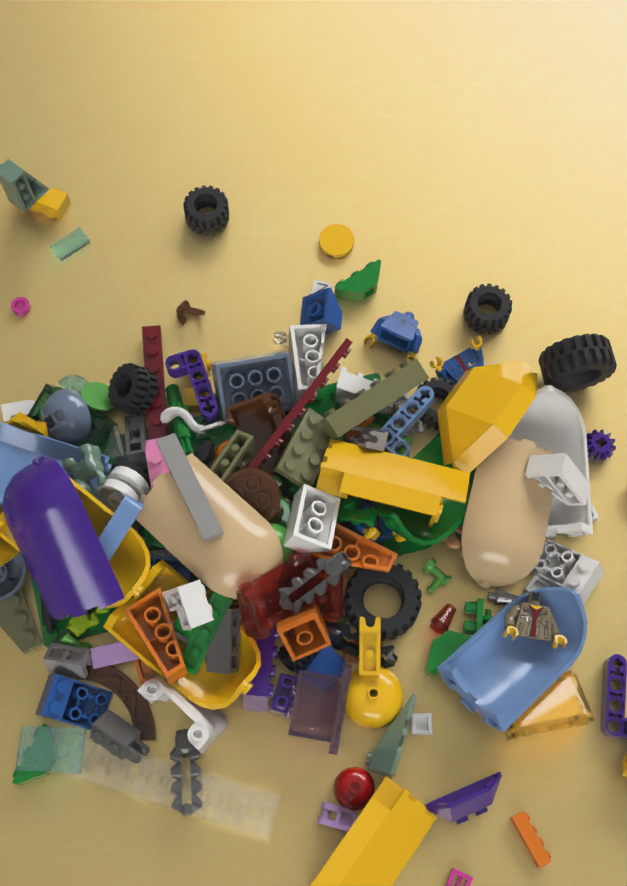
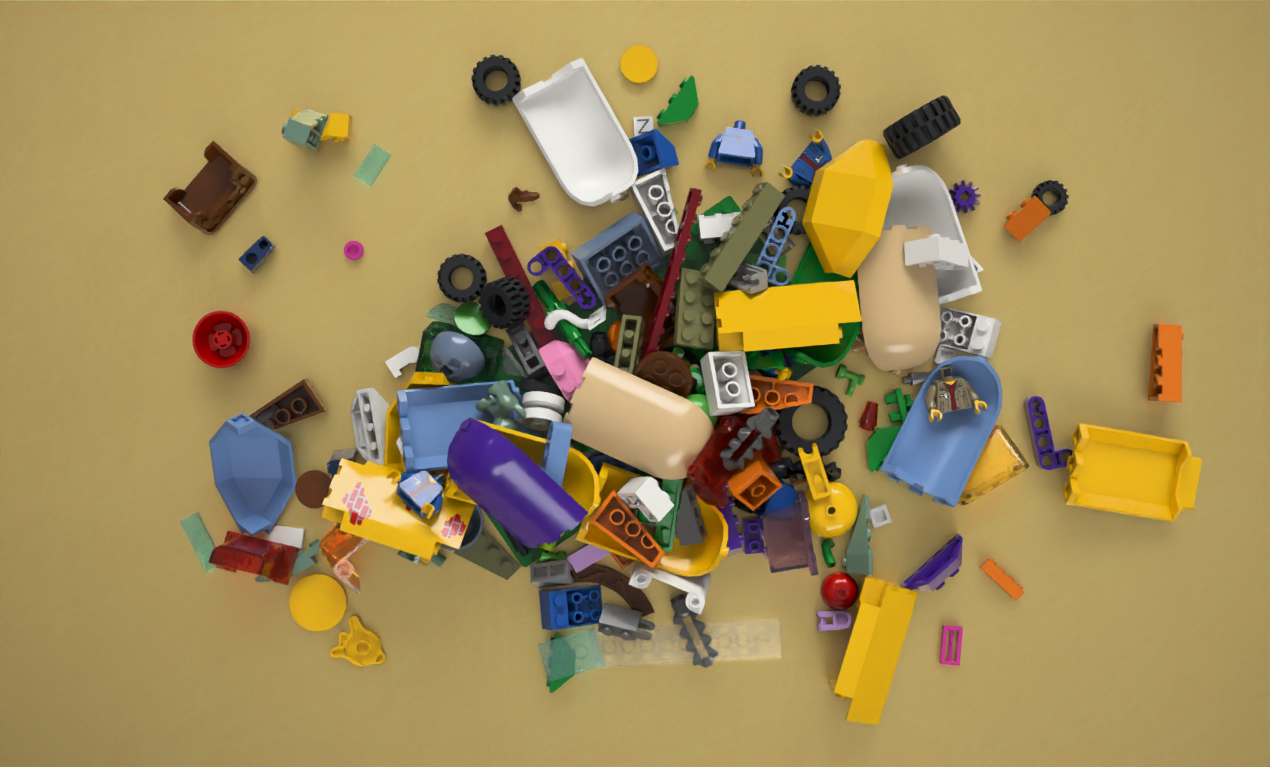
camera: 20 degrees left, 20 degrees up
(98, 346) = (450, 266): none -> black tyre
(189, 488) = (607, 395): light grey tile -> none
(260, 273) = (579, 135): none -> white panel
(356, 735) = (827, 554): none -> green arm

